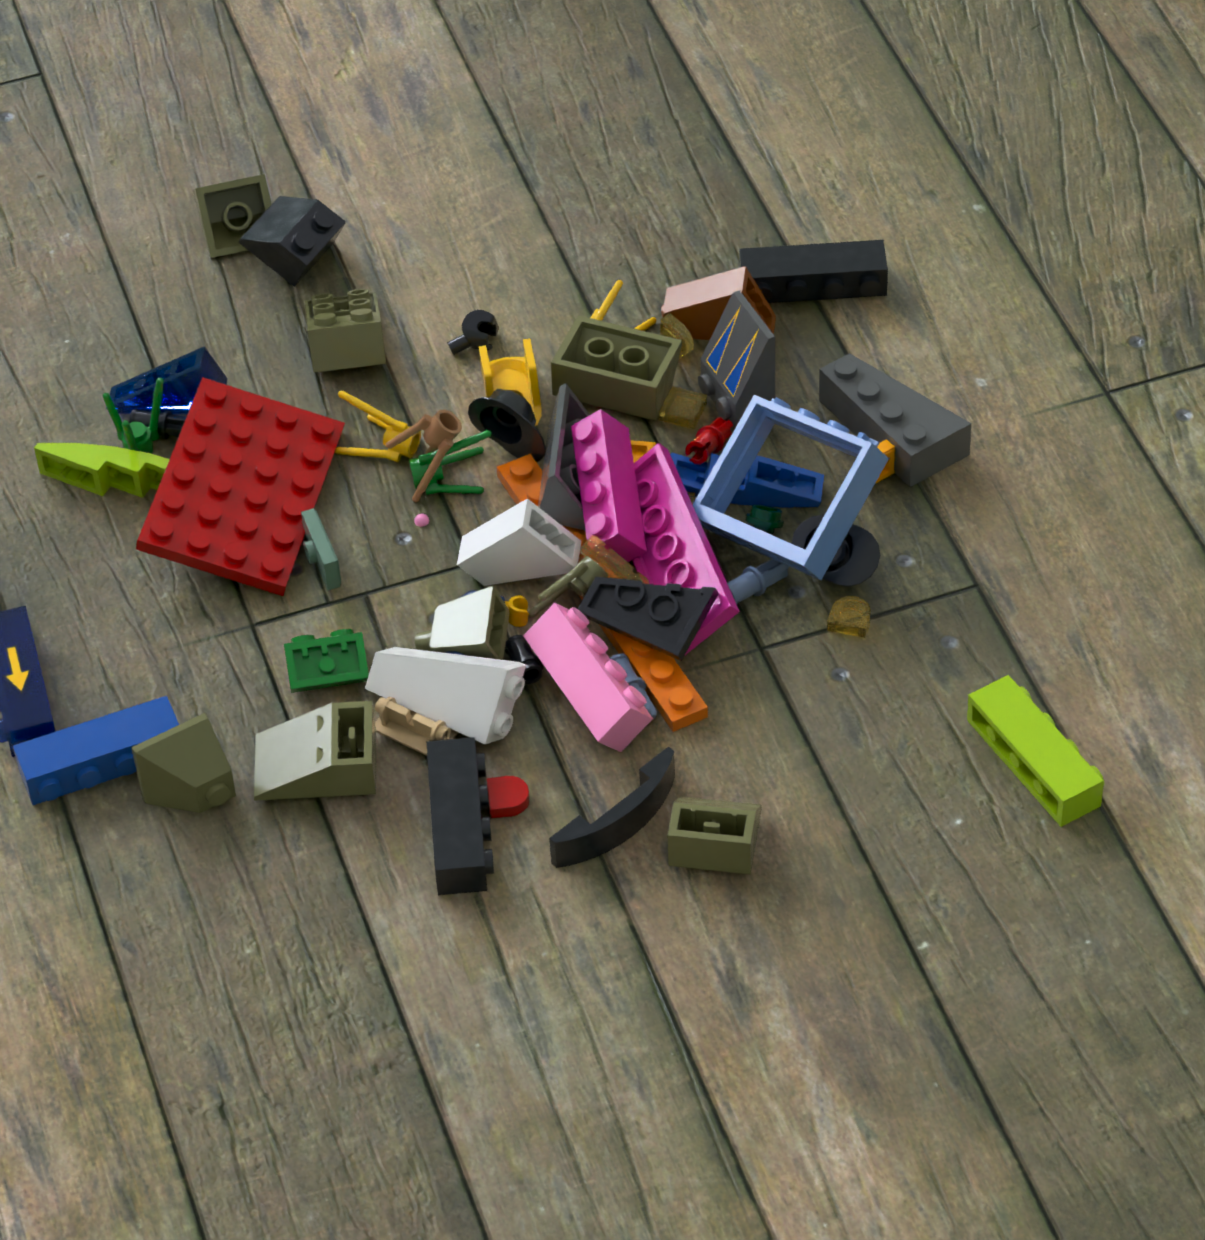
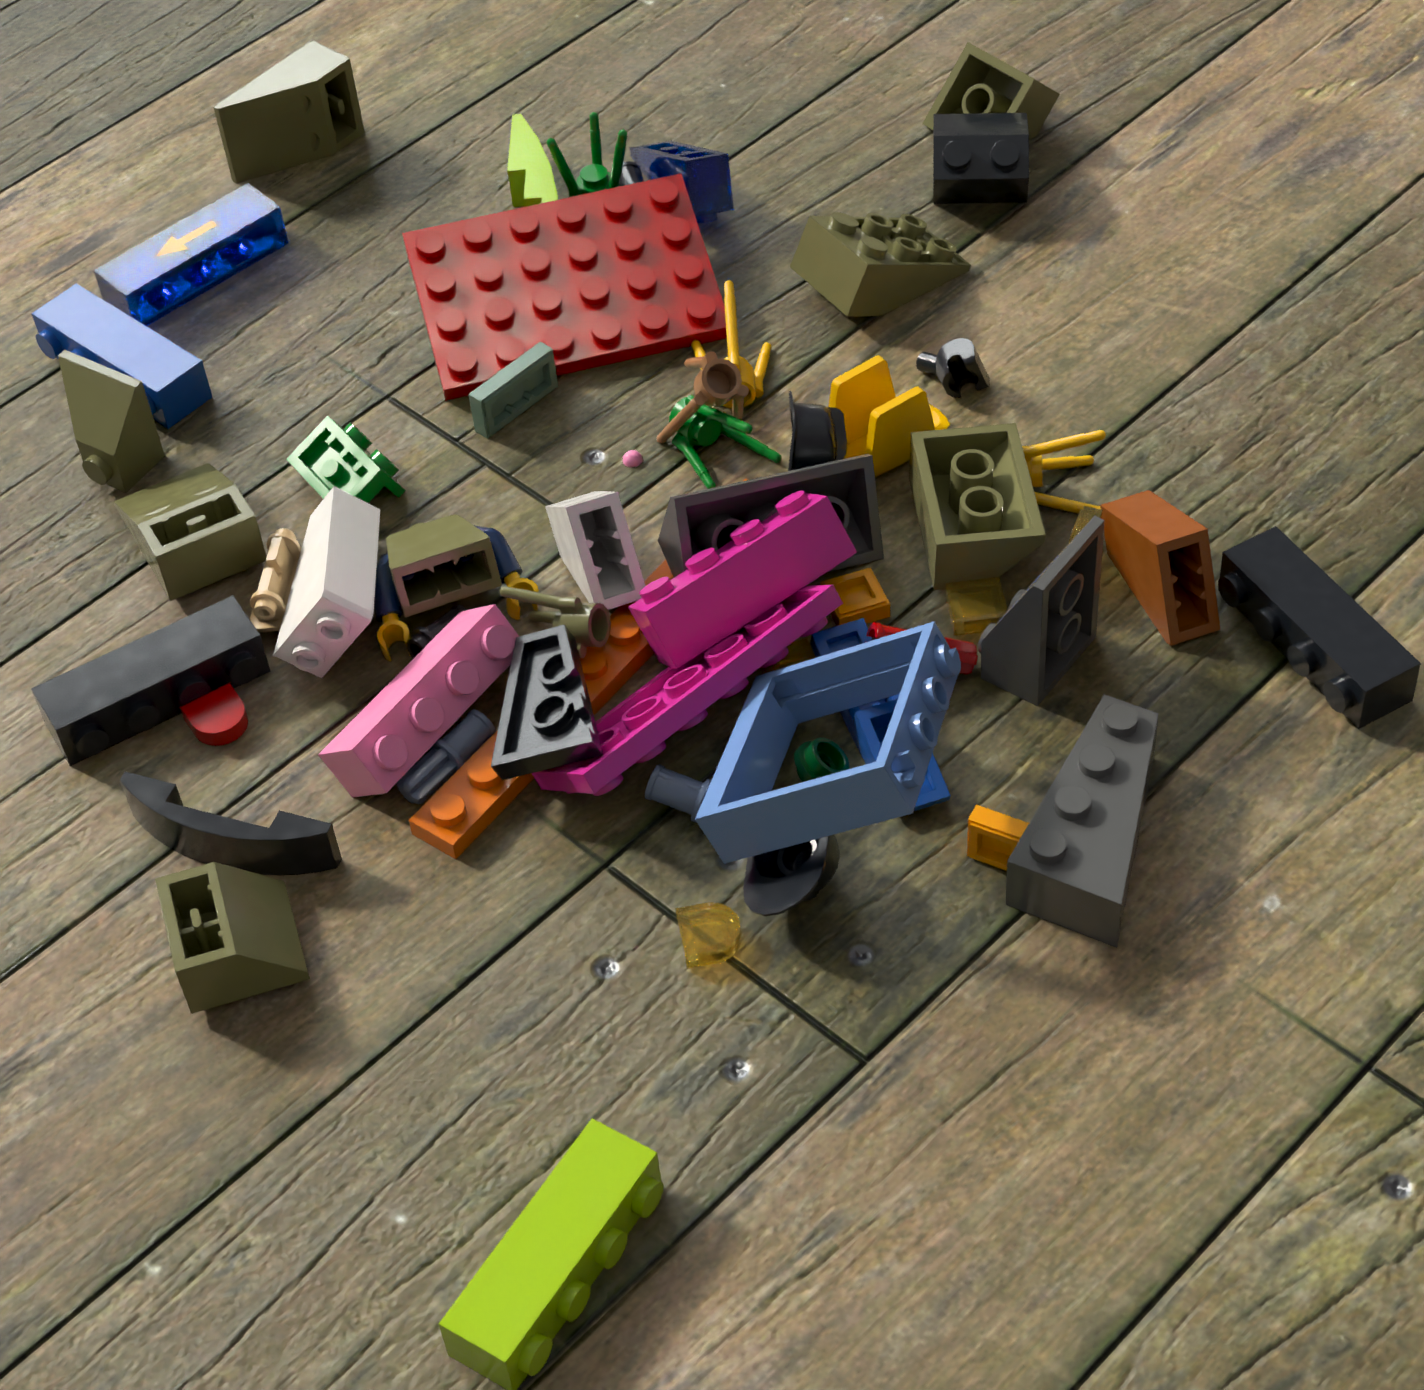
camera: 65 degrees right, 0 degrees up
(610, 561) = (618, 644): clear yellow axle -> none

